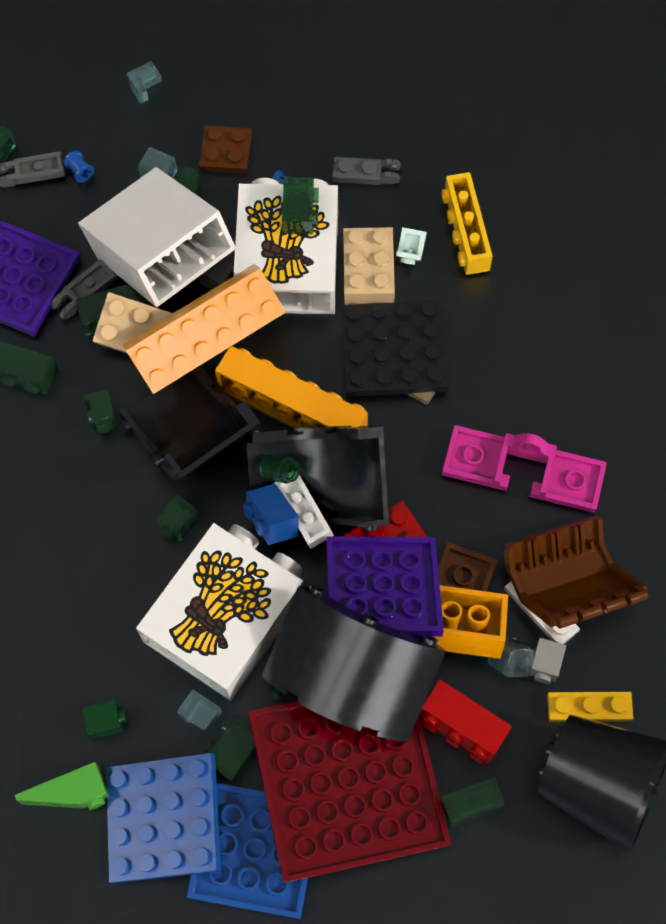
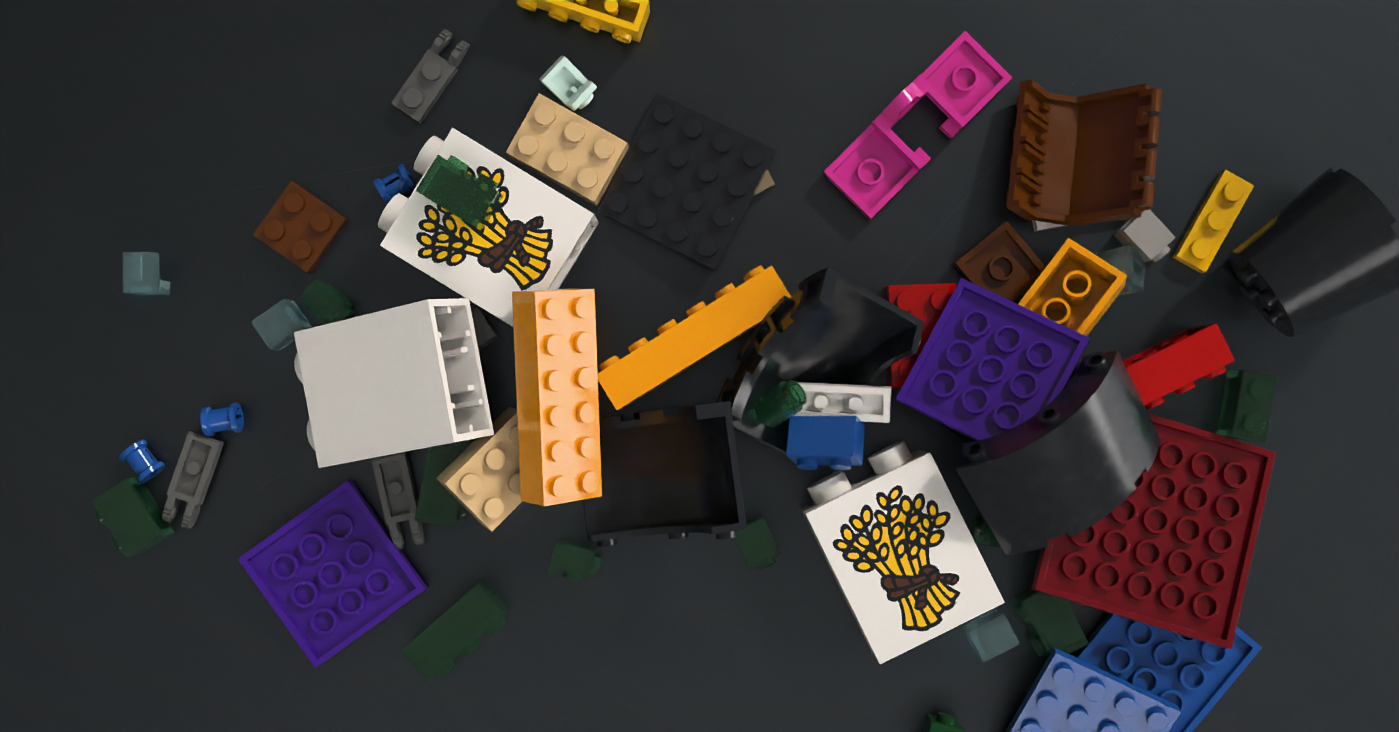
camera: 60 degrees left, 20 degrees up
(27, 137) = (142, 461): none -> blue bush

